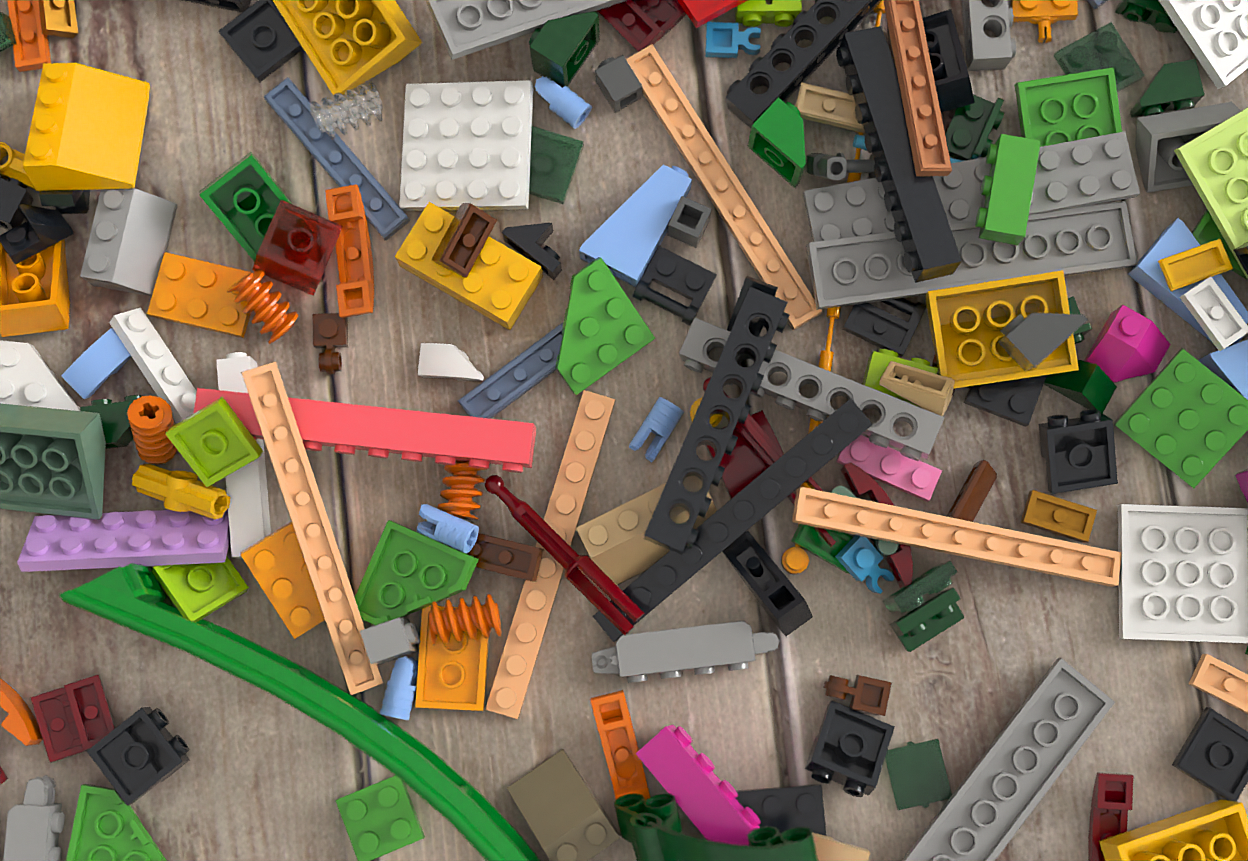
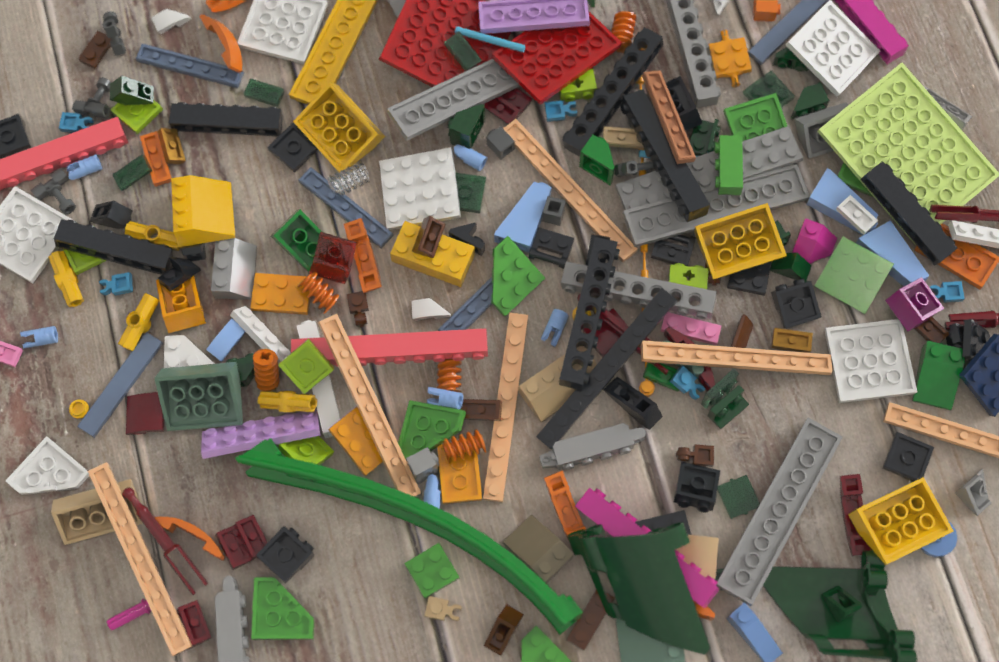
camera: 10 degrees left, 10 degrees down
(570, 560) = (517, 404): dark red piece -> none
(919, 386) = (699, 278): tan slope -> none
(1037, 336) = (759, 237): dark grey slope -> none
(1195, 264) = (841, 190): yellow tile -> none

